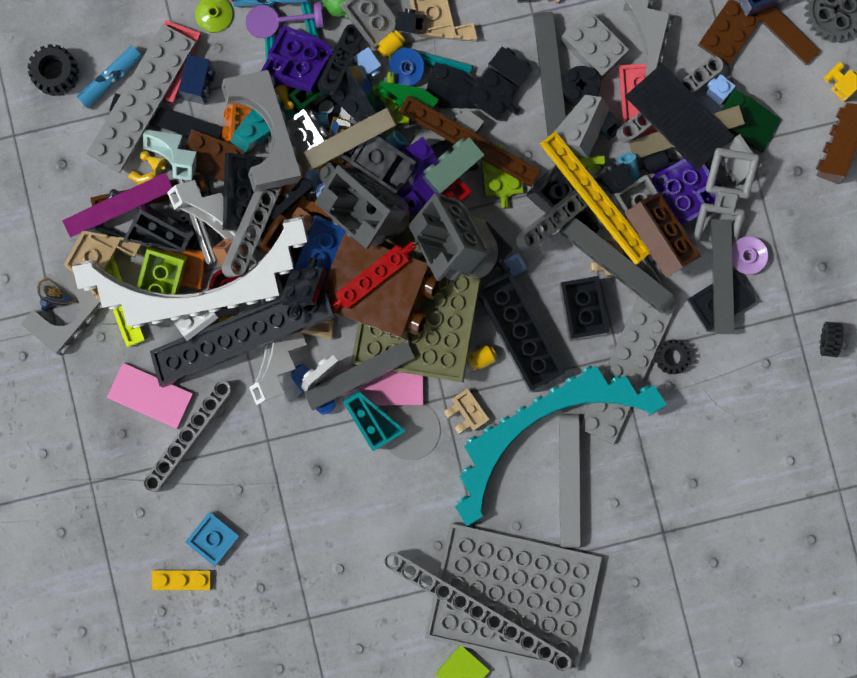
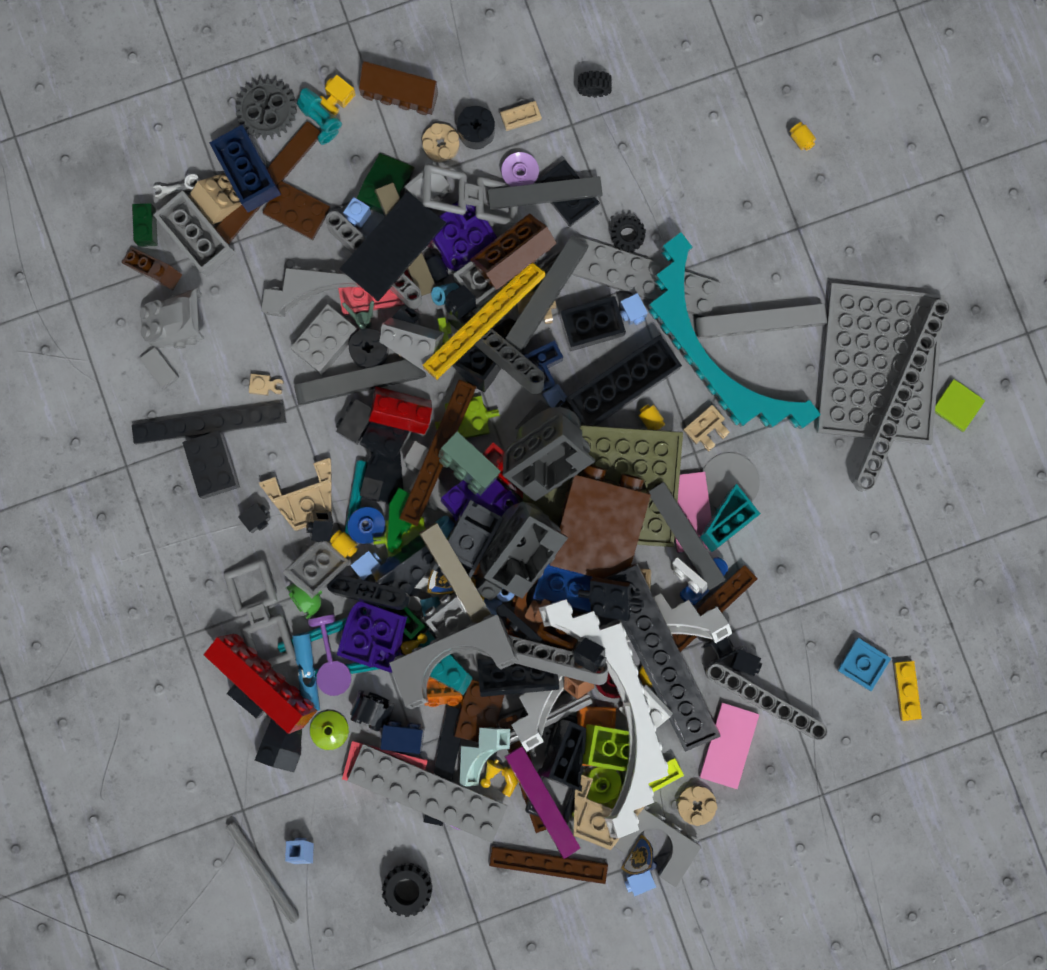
camera: 100 degrees left, 0 degrees up
(29, 291) = (639, 883): none -> light blue brick
(59, 207) = (548, 864): none -> reddish brown tile
(106, 79) = (397, 820): dark azure piece -> none
(107, 357) = (697, 794): none -> tan plate
(134, 267) = (602, 777): none -> lime dish
(227, 53) = (371, 710): none -> black brick
(228, 421) = (746, 663): none -> black brick
(244, 399) = (723, 648): none -> black piece
(250, 258) = (590, 655): none -> black brick
(291, 402) = (722, 599): none -> reddish brown plate
(373, 276) = (592, 529): red plate -> none
(516, 110) = (401, 410): none -> red slope
(550, 252) = (545, 358): none -> dark blue brick
(593, 352) = (633, 310): none -> light blue brick
(612, 84) = (362, 319): none -> sand green plant
(758, 548) = (802, 136): none -> yellow brick
(788, 221) = (473, 117): none -> black brick
(796, 178) = (437, 132): none -> tan plate
(806, 263) = (520, 116): none -> tan plate
(834, 54) = (311, 106): none -> teal piece

